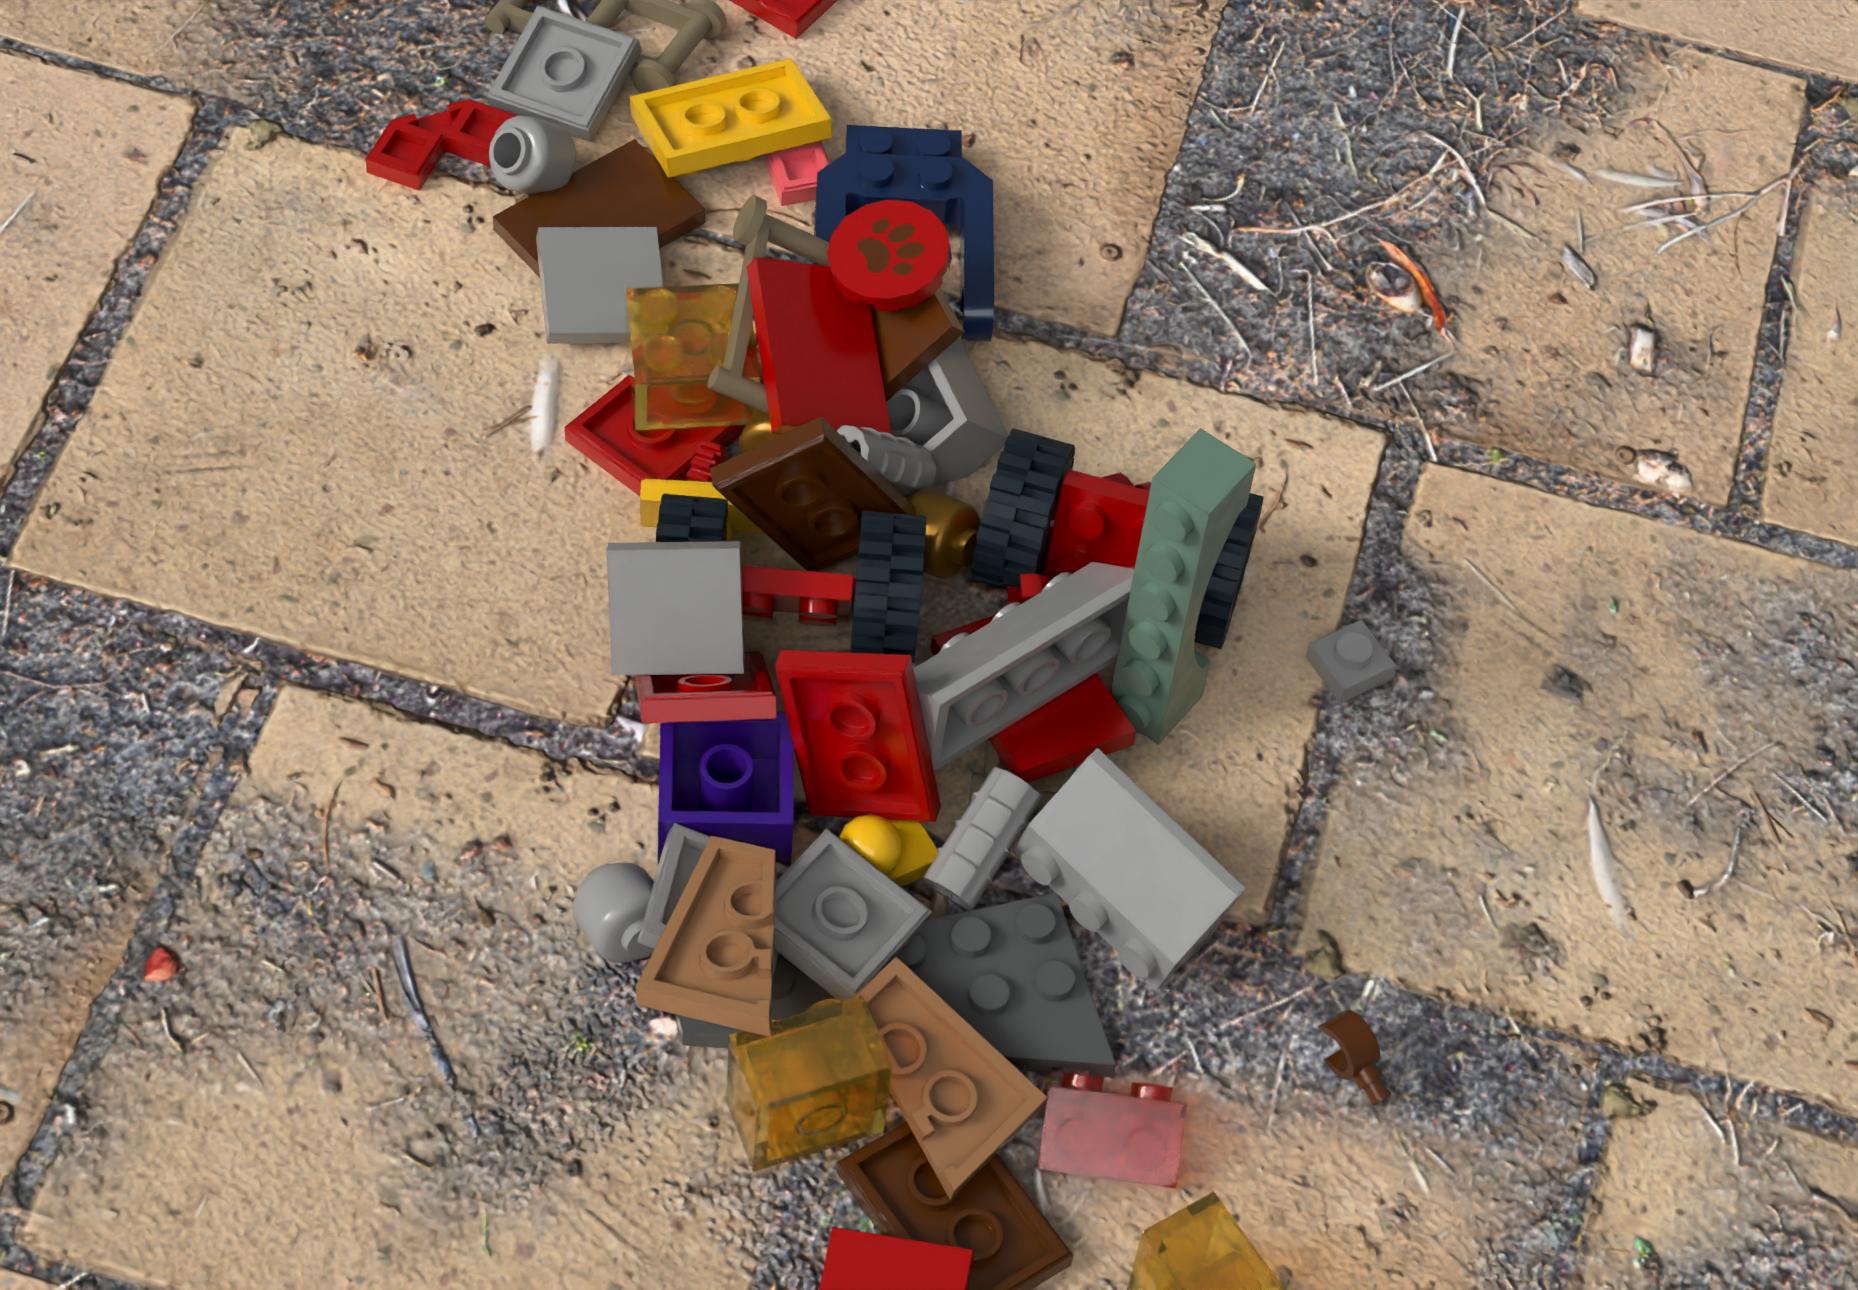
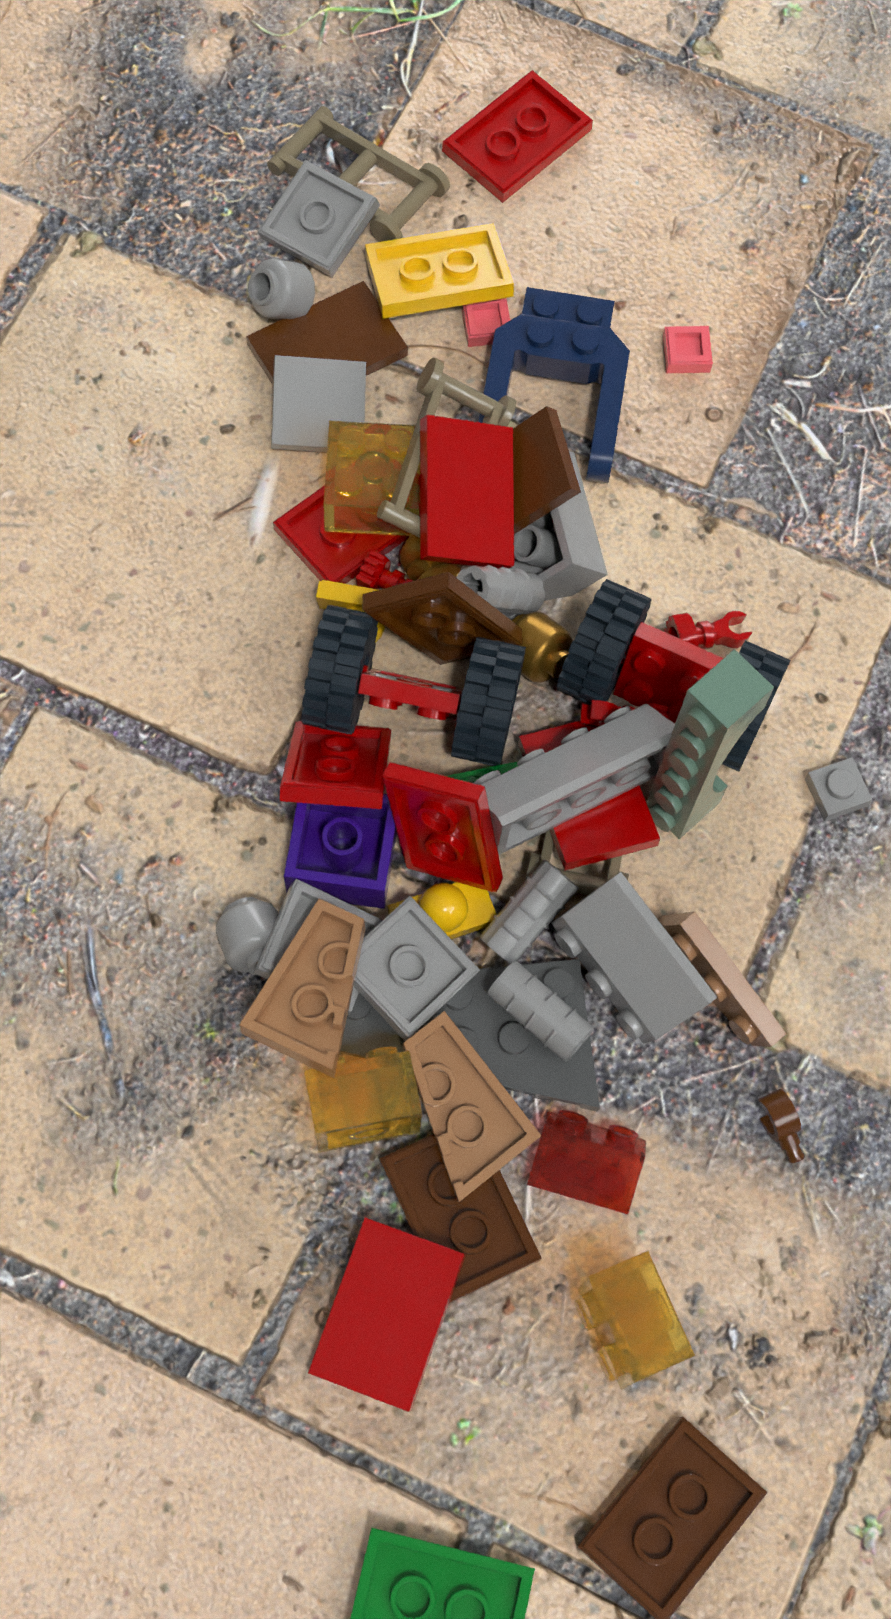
camera: 10 degrees right, 15 degrees up
(414, 146) = (198, 265): red tile -> none
(676, 608) = (321, 705): light grey tile -> none
(889, 255) = (531, 422): red tile -> none
(1019, 947) = (540, 1011): none -> light grey axle
(1063, 180) = (687, 349): none -> coral tile
(1268, 907) = (735, 997): none -> medium nougat wing

